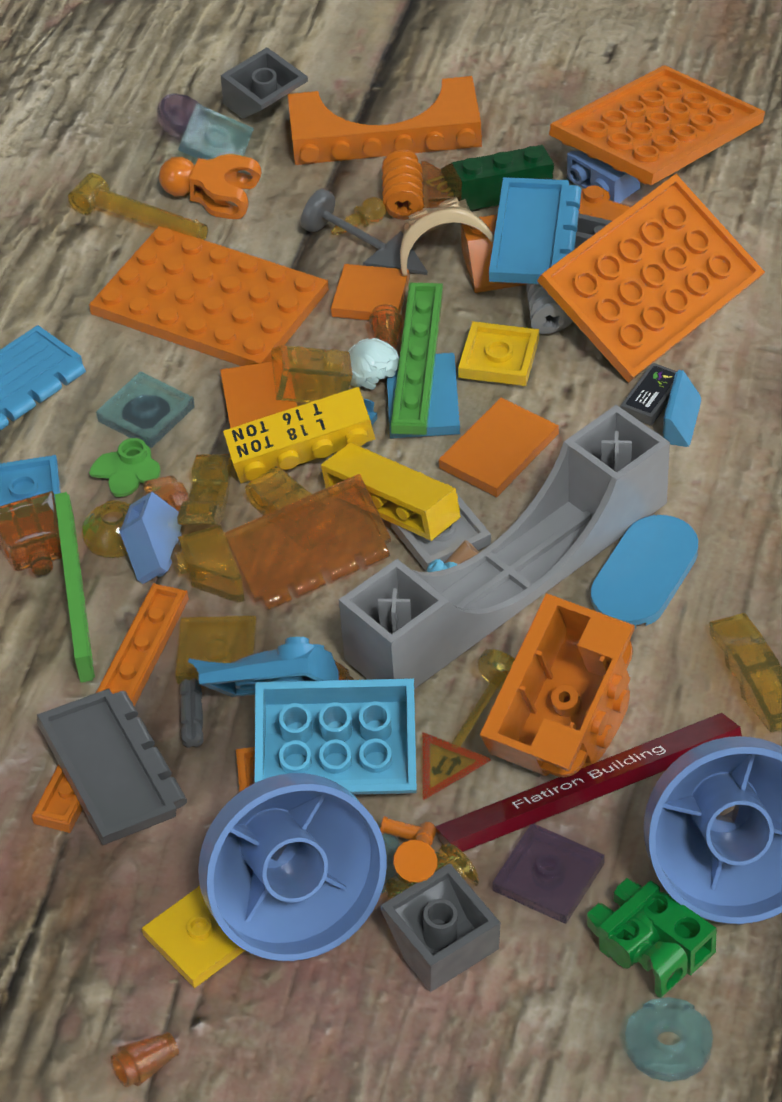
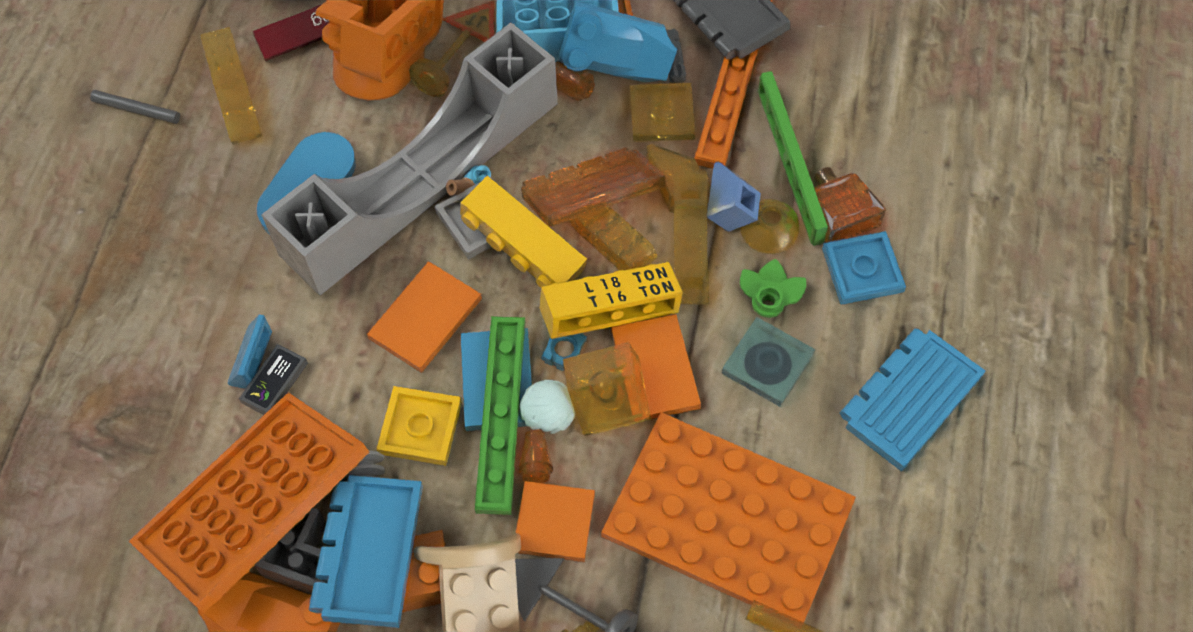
camera: 175 degrees right, 15 degrees up
(168, 490) = (725, 245): clear orange piece -> none

